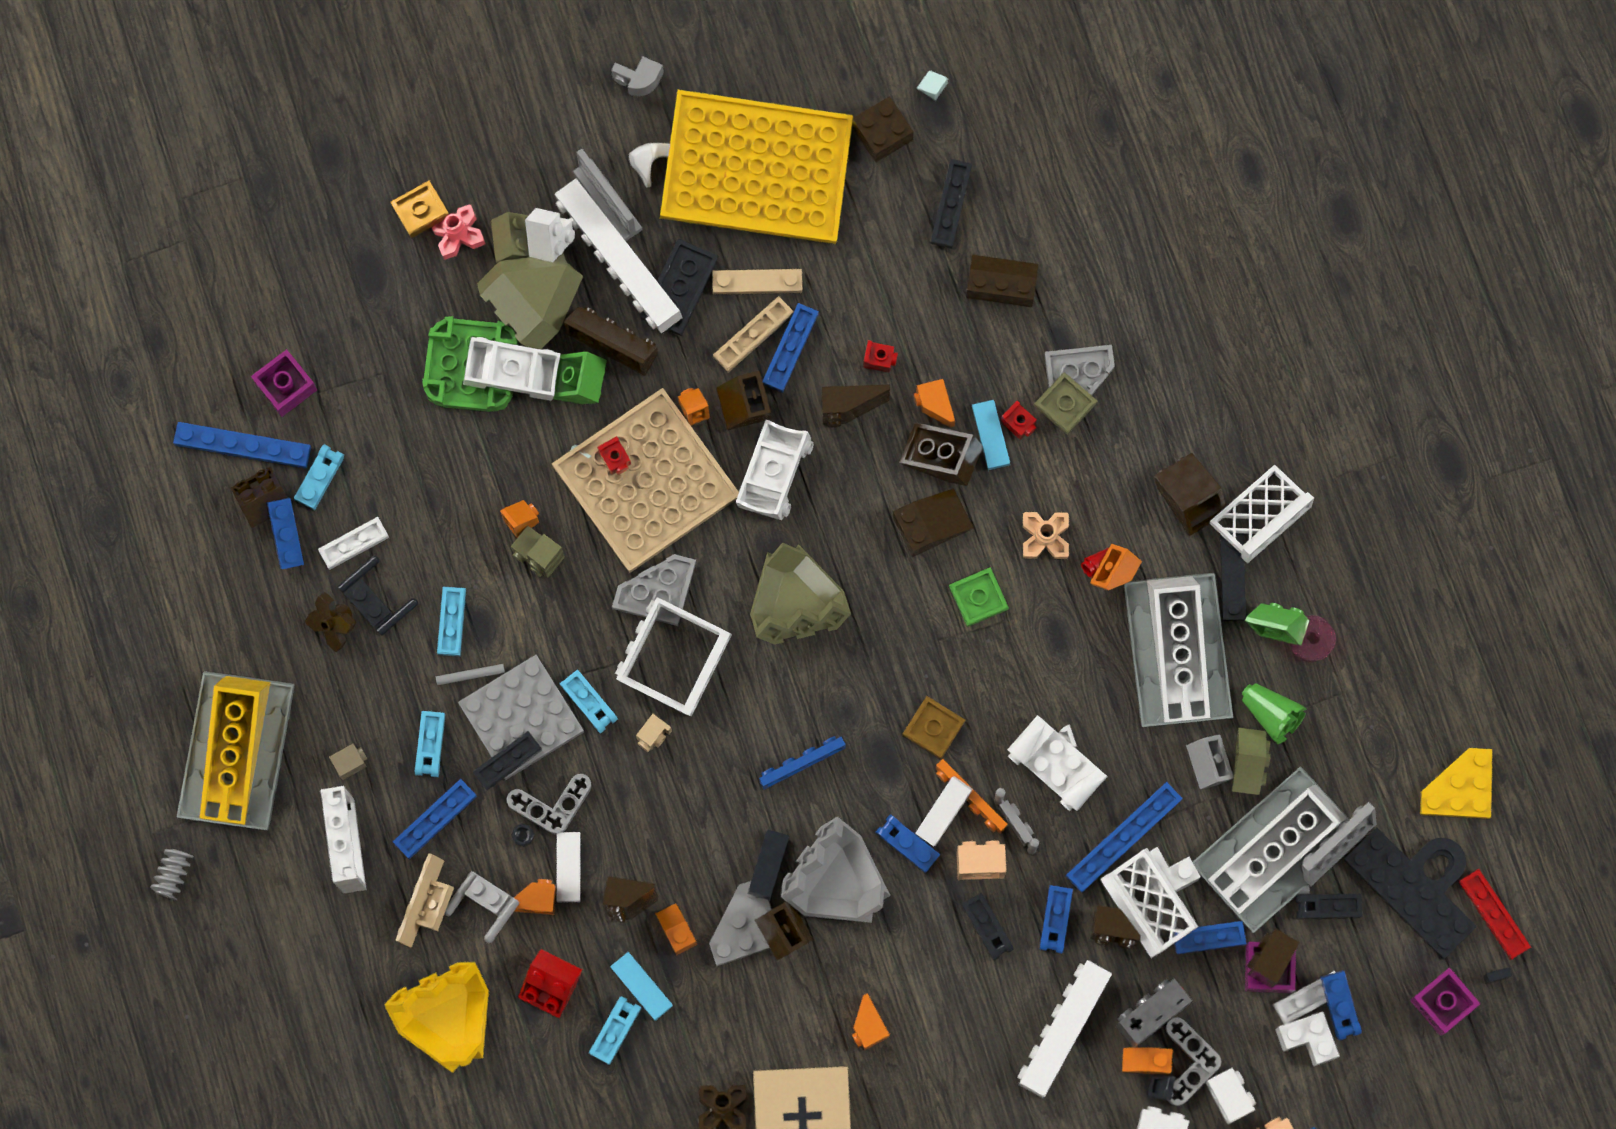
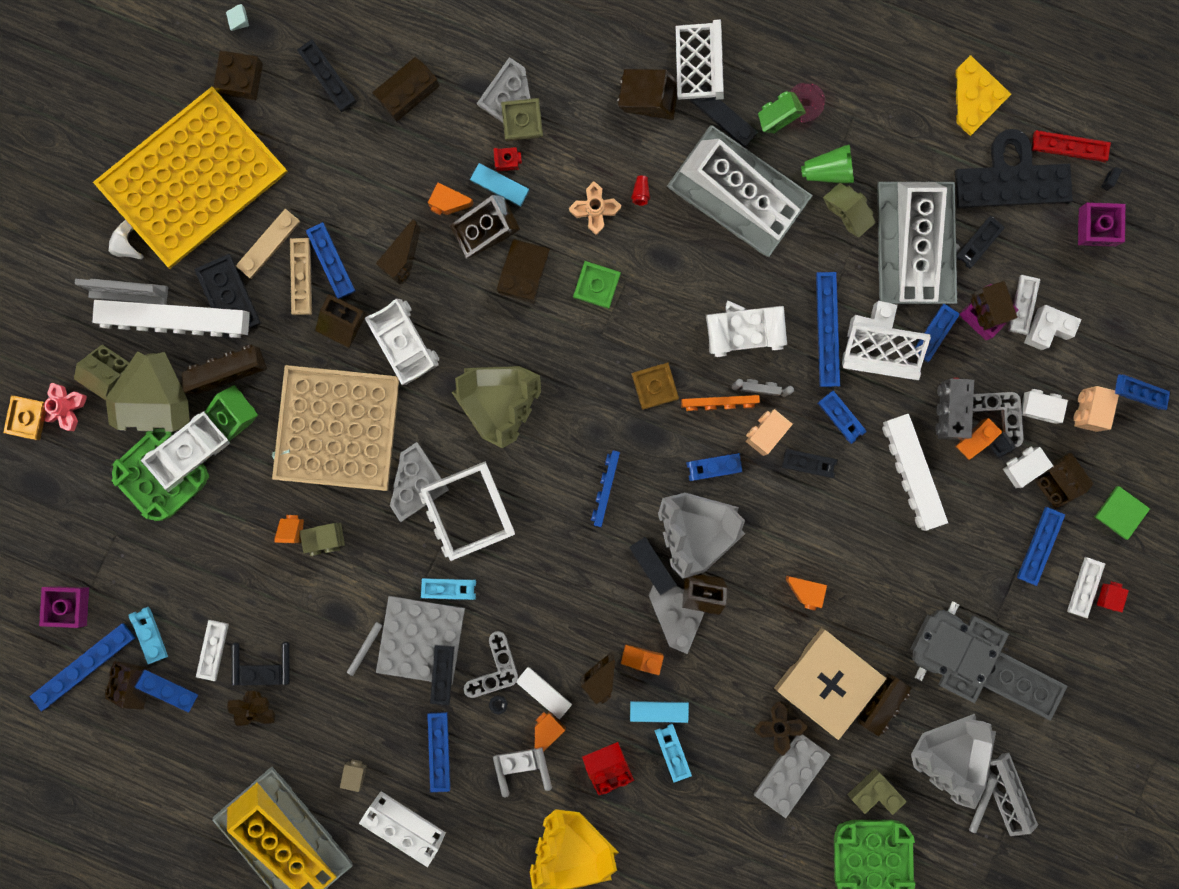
camera: 50 degrees left, 10 degrees up
(427, 902) = (489, 804): tan bracket -> none
(430, 743) = (387, 713): medium azure plate -> none
(451, 621) = (319, 631): medium azure tile -> none
(548, 234) = (115, 350): white brick -> none
(617, 465) = (295, 433): red brick -> none
(640, 81) = (66, 200): light grey brick -> none
(652, 733) = (505, 567): tan brick -> none
(693, 406) = (314, 355): orange slope -> none
(873, 362) = (387, 216): red brick -> none
(944, 811) = (715, 427): white tile -> none
(1113, 926) = (879, 386): dark brown slope -> none
(1116, 568) = (656, 183): orange slope -> none
(1210, 761) = (829, 234): light grey brick -> none
(1334, 848) = (952, 208): light grey plate -> none
(1340, 1004) = (1046, 289): blue plate -> none

